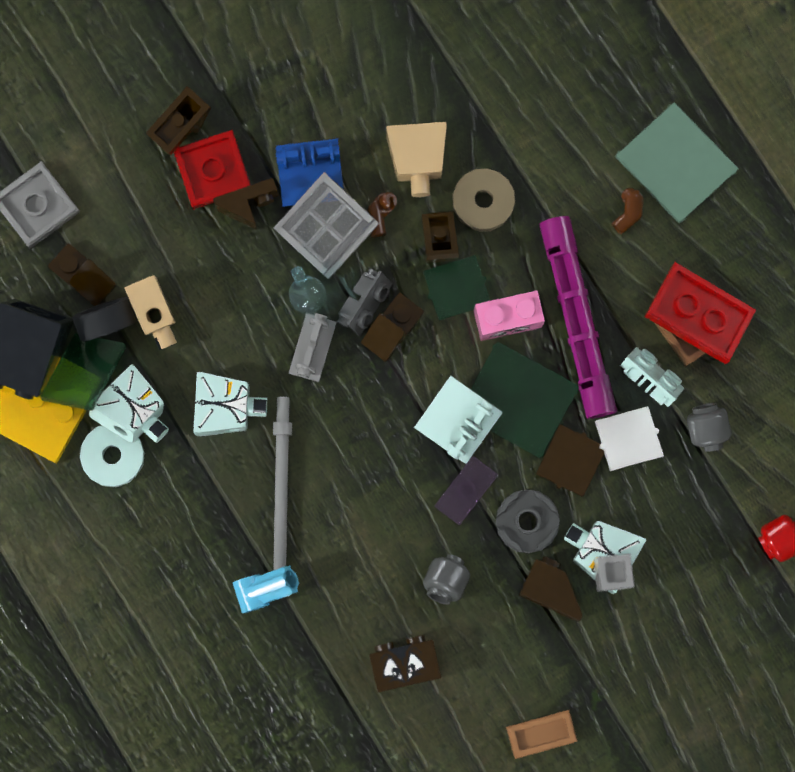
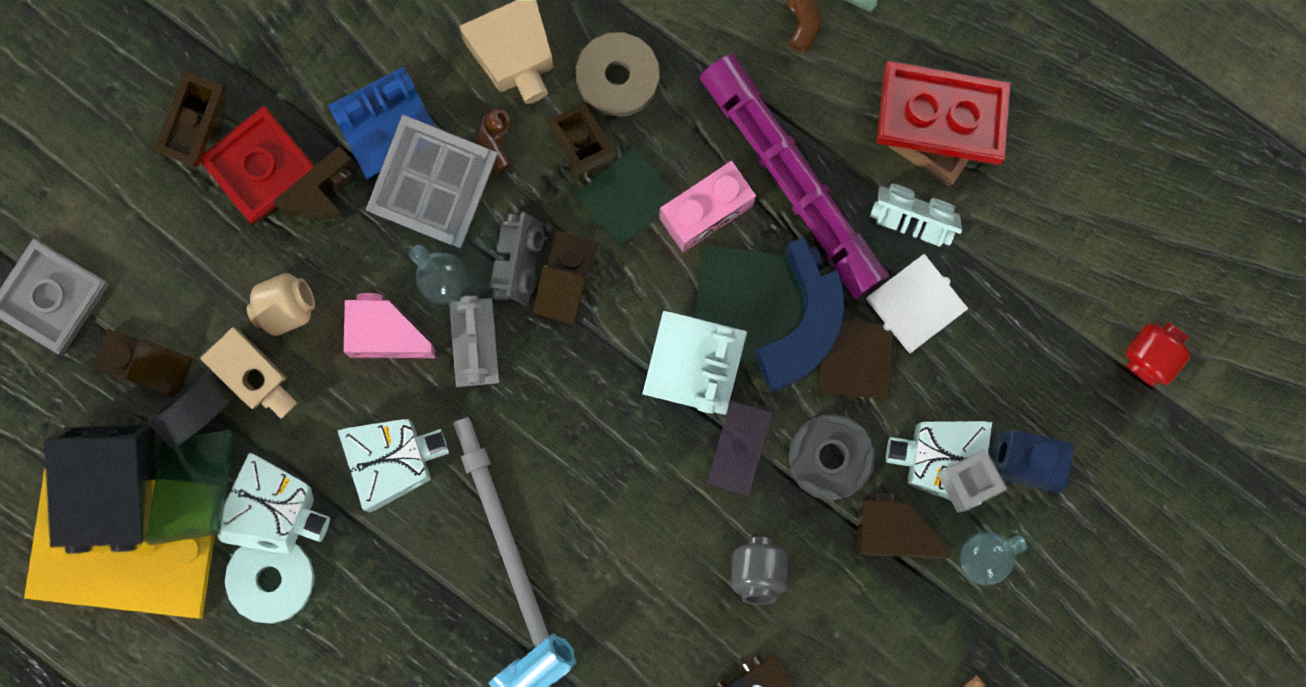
camera: 25 degrees left, 0 degrees up
(191, 271) = (280, 304): none -> tan head
(252, 315) = (380, 331): none -> bright pink slope
(533, 441) = (799, 353): none -> dark blue arch
(609, 632) = (989, 557): none -> clear light blue piece
(663, 577) = (1031, 460): none -> dark blue torso
(709, 426) = (1011, 250): dark grey head -> none

